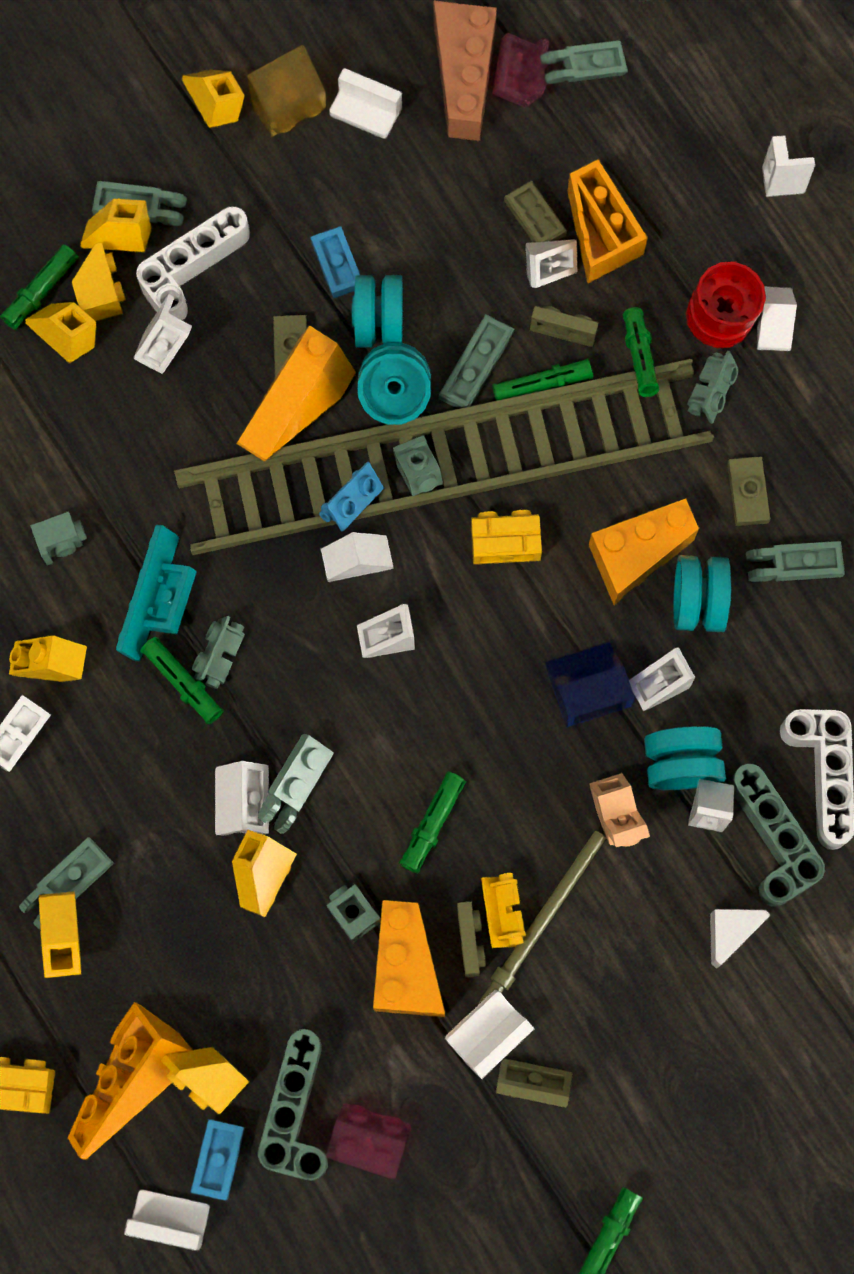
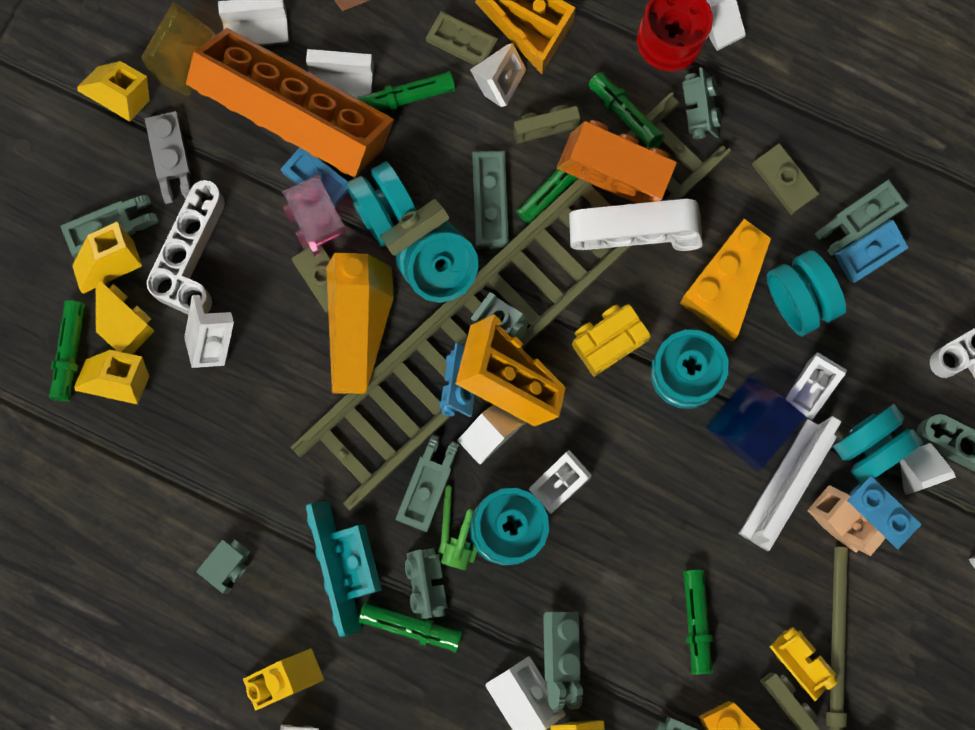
camera: 30 degrees left, 5 degrees up
(226, 172) = (168, 153): none -> light grey hinge
(261, 640) = (457, 551): none -> bright green plant
(270, 571) = (426, 487): none -> sand green hinge
(314, 287) = (314, 212): none -> clear pink bracket
(323, 623) = (528, 522): none -> teal wheel
(352, 183) = (289, 101): none -> orange brick
(389, 339) = (414, 226): none -> olive plate
(394, 514) = (507, 376): none -> light orange wedge
(411, 187) = (343, 70): none -> white panel
(458, 234) = (411, 92): none -> green pin
(564, 582) = (699, 352): none -> teal wheel
(588, 752) = (789, 482): none -> white fence
(591, 452) = (638, 224): none -> white beam
(599, 386) = (616, 163): none -> orange brick
(650, 815) = (883, 512): none -> dark azure hinge
(786, 594) = (871, 251): none -> dark azure plate

